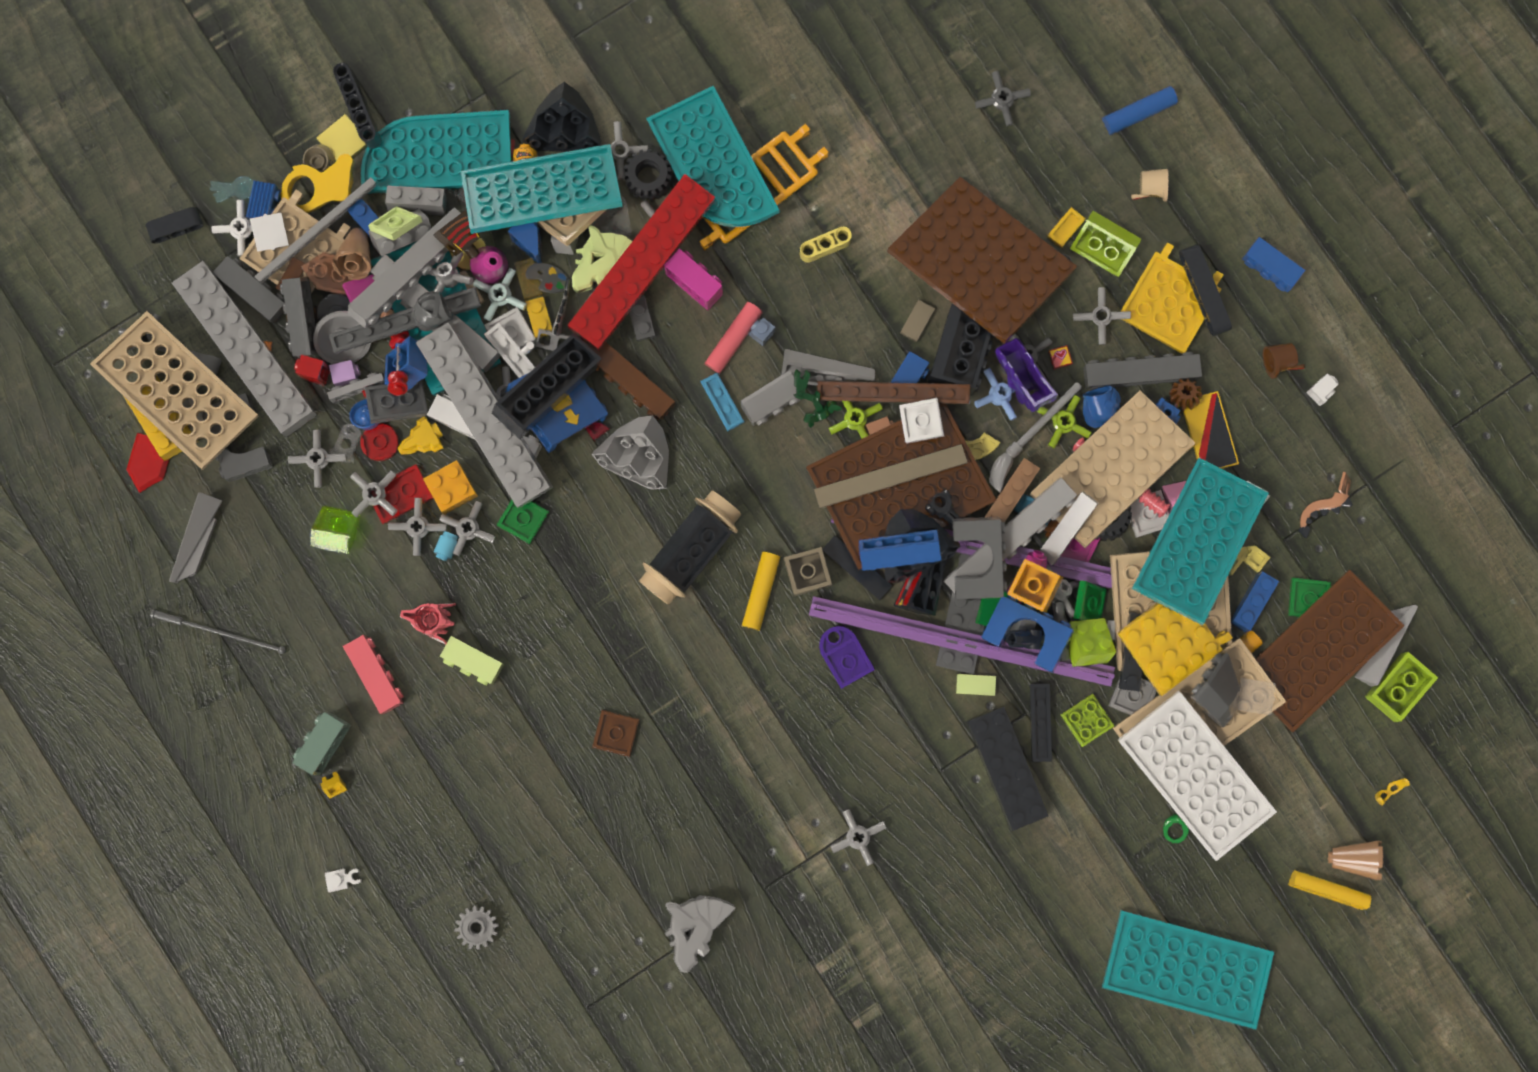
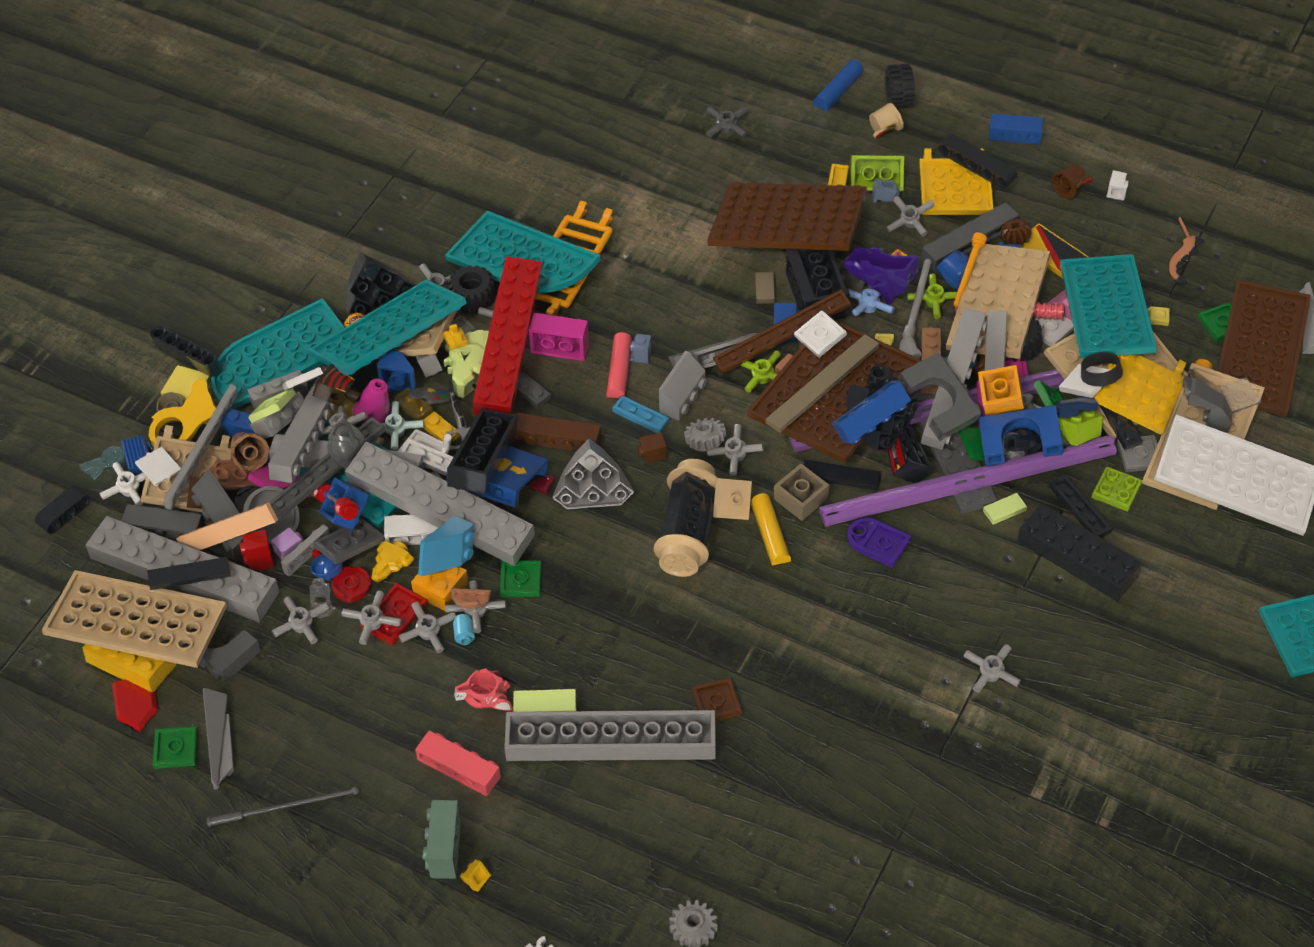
camera: 25 degrees left, 30 degrees down
(159, 525) = (175, 747): none -> green tile
(239, 368) = (188, 573): none -> black tile
(291, 342) = (229, 527): none -> light nougat tile
(334, 530) = (351, 668): clear neon green slope -> none
(433, 211) = (302, 378): none -> white tile
(462, 524) = (470, 597): none -> nougat tile
(463, 471) = (447, 546): none -> dark azure slope
(506, 722) = (610, 735): none -> light grey brick
(594, 236) = (455, 337): none -> yellow tile
(700, 917) = (898, 812): light grey animal -> none
(709, 447) = (652, 447): none -> reddish brown brick
(741, 548) = (732, 499): none -> tan plate
(759, 452) = (705, 434): none -> light grey gear
(782, 486) = (735, 449): none -> light grey bar
(819, 251) = (652, 270): light yellow beam -> none
(820, 412) = (730, 380): dark green piece -> none
(1097, 632) = (1071, 406): none -> dark blue slope
(1098, 271) = (884, 190): none -> sand blue brick
(1123, 612) = (1074, 385): none -> white tile
(1135, 395) = (978, 241): none -> light orange piece
(1138, 631) = (1105, 378): none -> black tyre
(1168, 822) = (1243, 528): green piece -> none
(1192, 153) = (900, 85): none -> black tyre
(1253, 601) = (1182, 338): blue brick -> none

